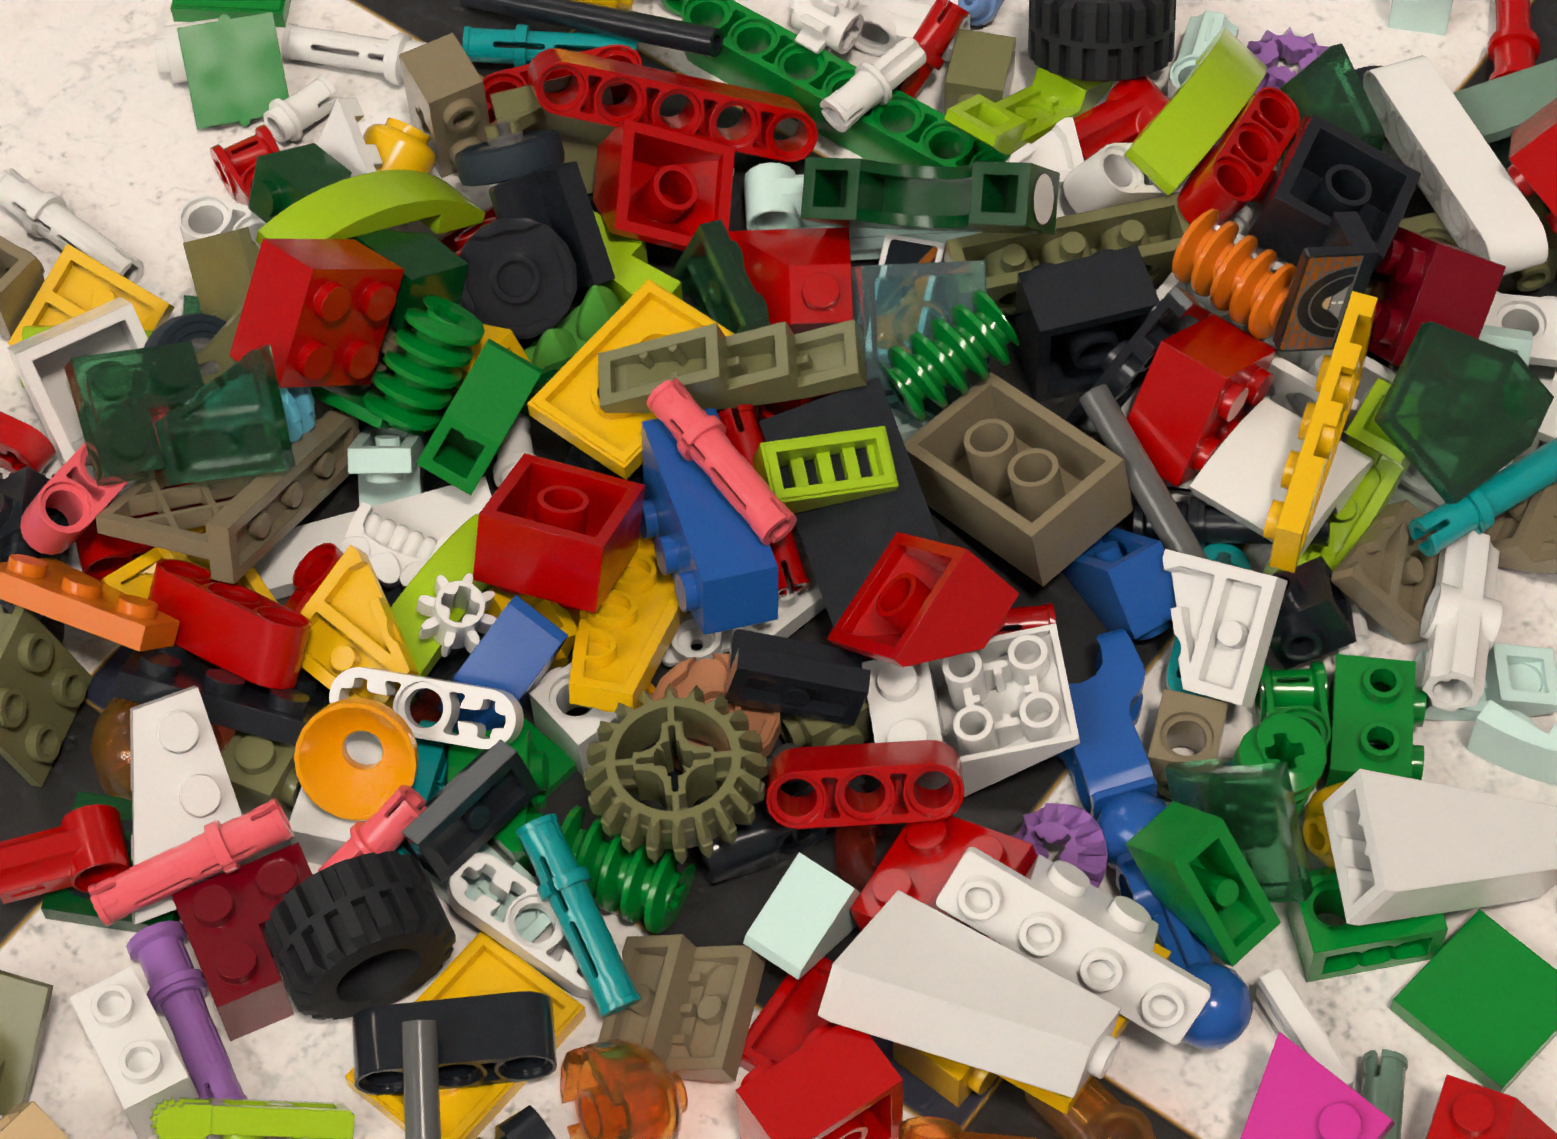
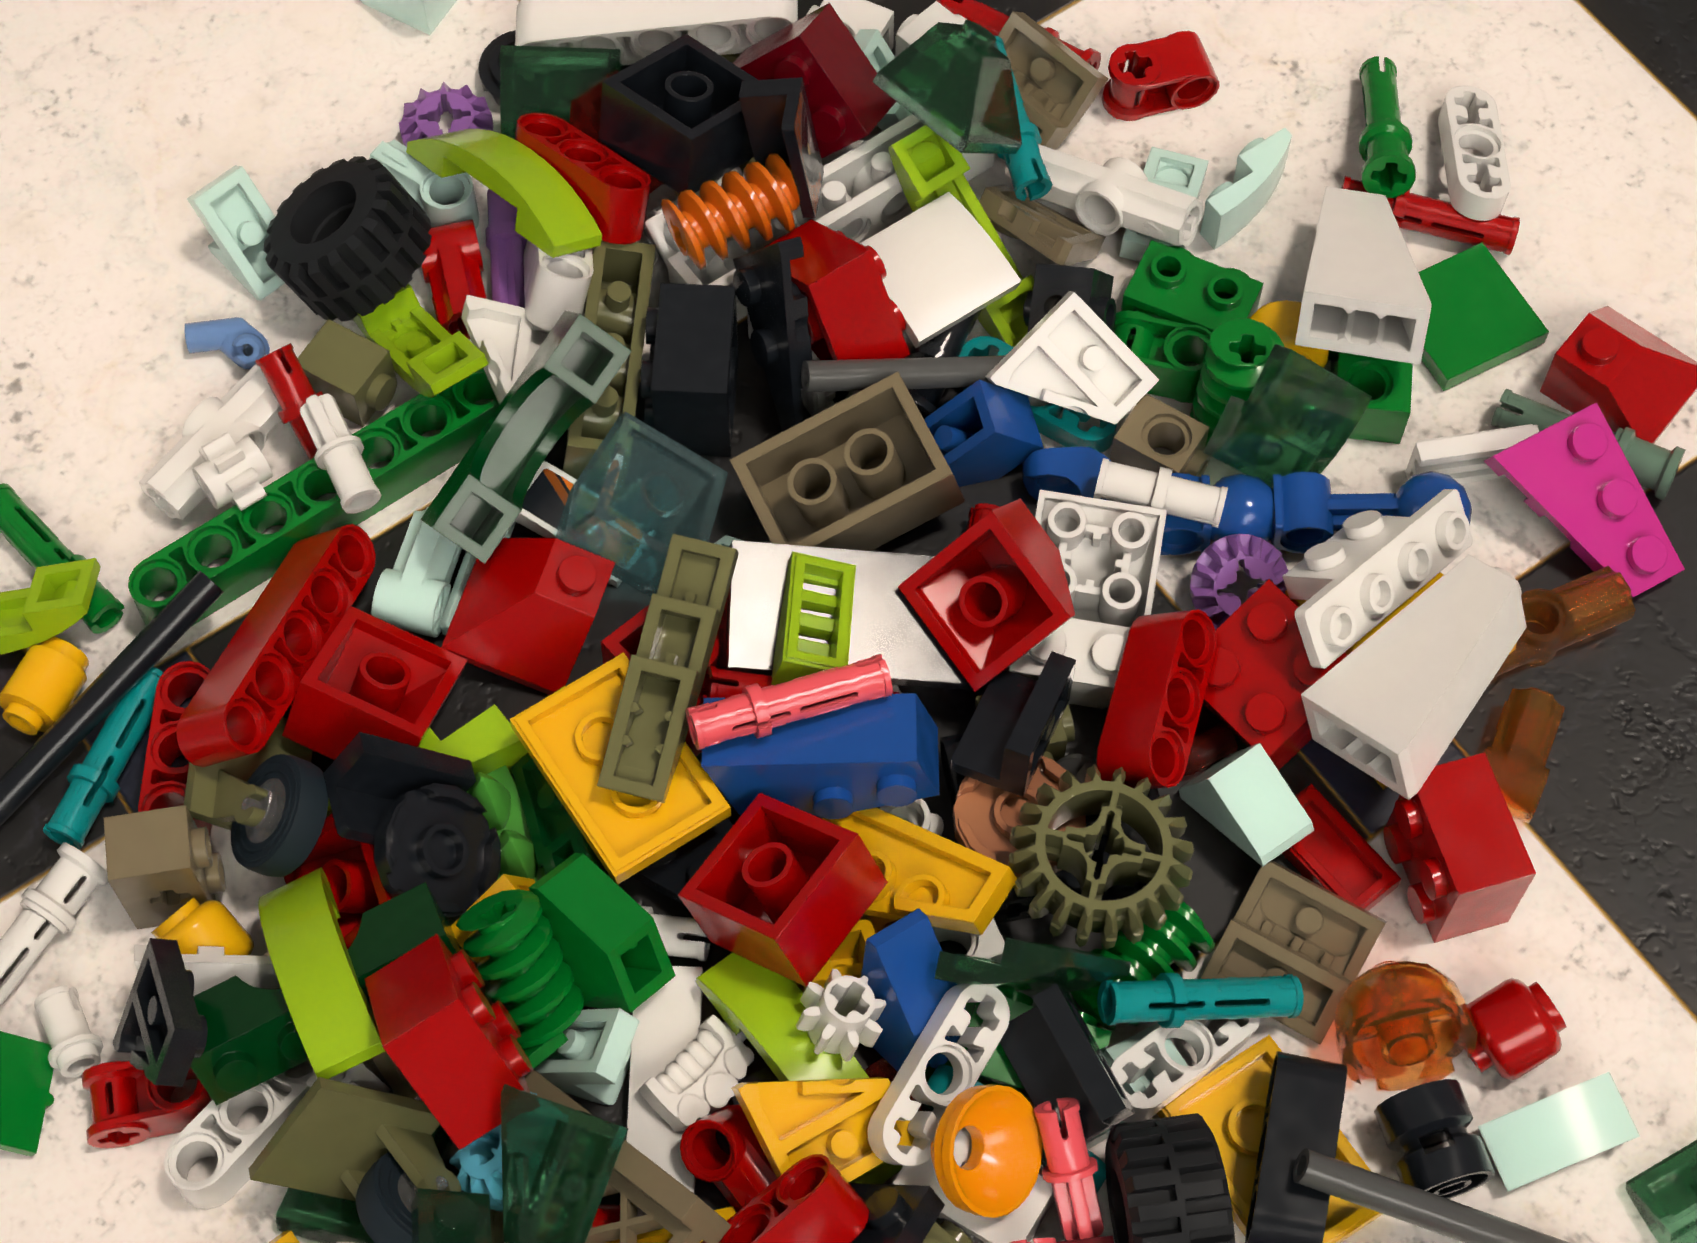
camera: 75 degrees left, 5 degrees up
(290, 127) = (162, 1017): none -> black wing
(542, 742) = (1032, 967): none -> clear green slope
(716, 279) = (519, 668): clear green wing -> none
(949, 355) = (709, 477): green piece -> none
(1104, 735) = (1162, 491): none -> white pin
(1204, 880) = (1335, 461): green slope -> none
(1321, 430) = (887, 173): yellow wing -> none

